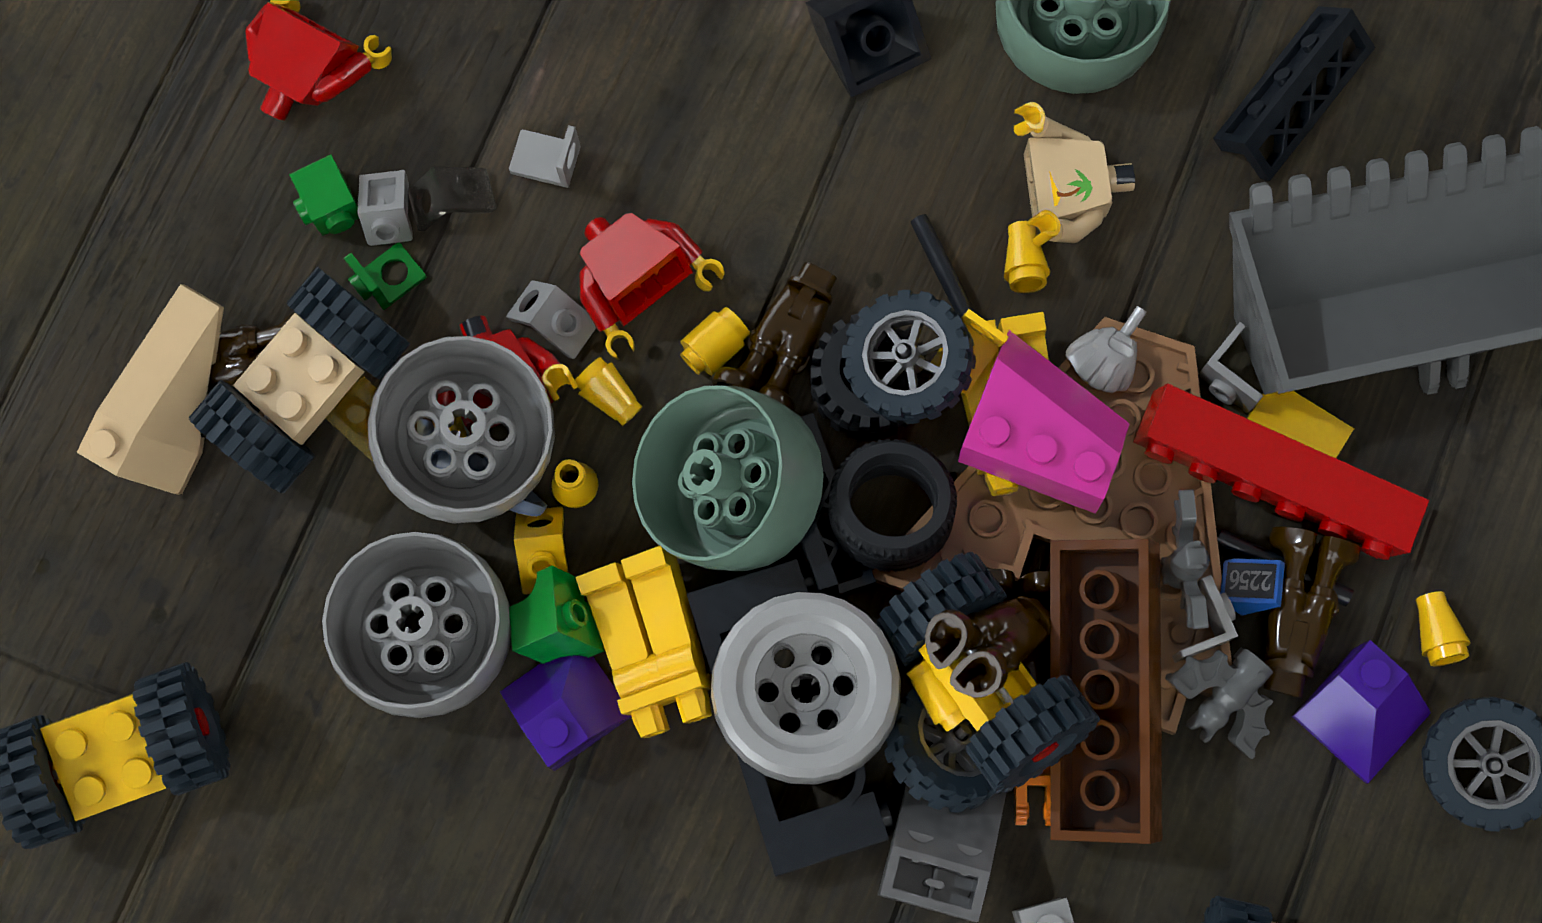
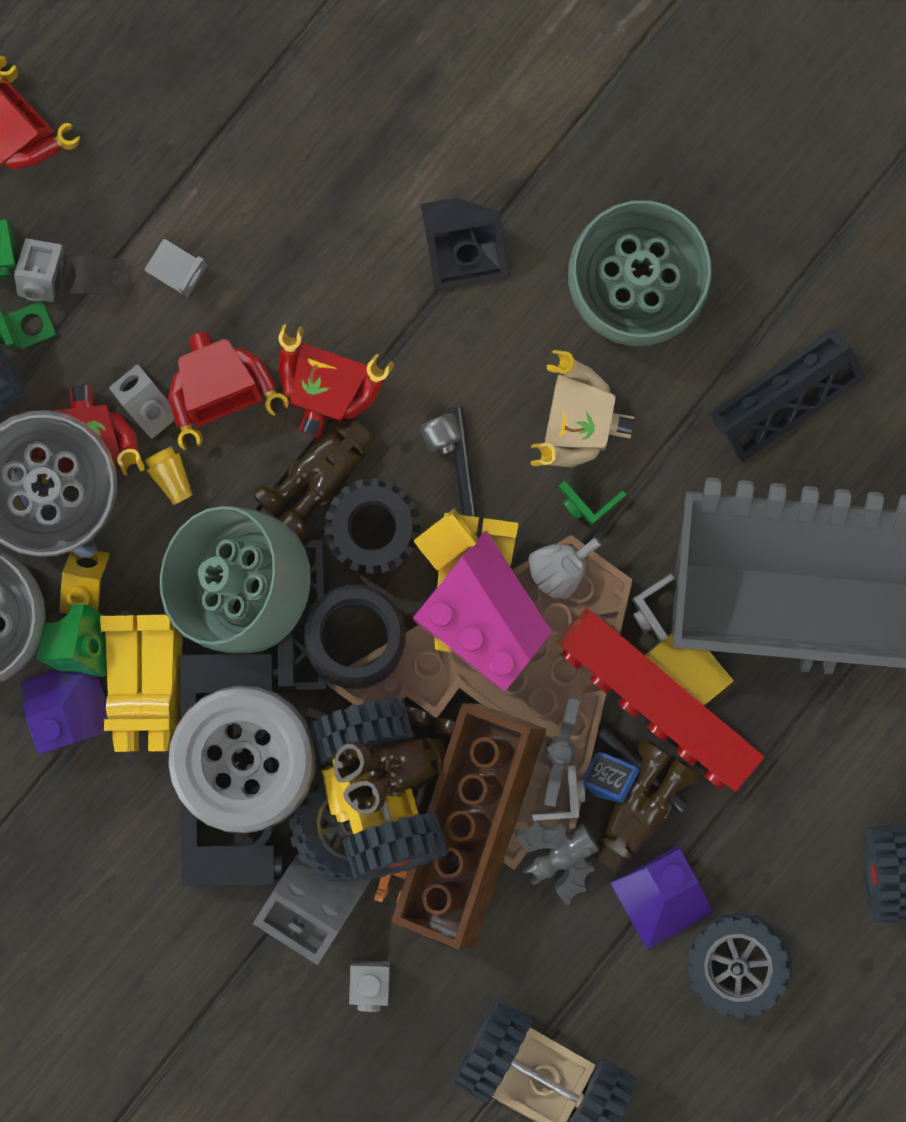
camera: 15 degrees right, 10 degrees up
(578, 492) = (132, 540): yellow cone -> none
(714, 341) = (262, 460): yellow brick -> none
(761, 231) = (326, 383): none -> red torso
(881, 321) = (366, 517): black wheel -> none
(913, 248) = (441, 433): none -> flat silver piece
(1025, 263) = (522, 476): yellow cone -> none
(1102, 283) = (578, 508): none -> green bracket
(1440, 631) = (741, 855): yellow cone -> none

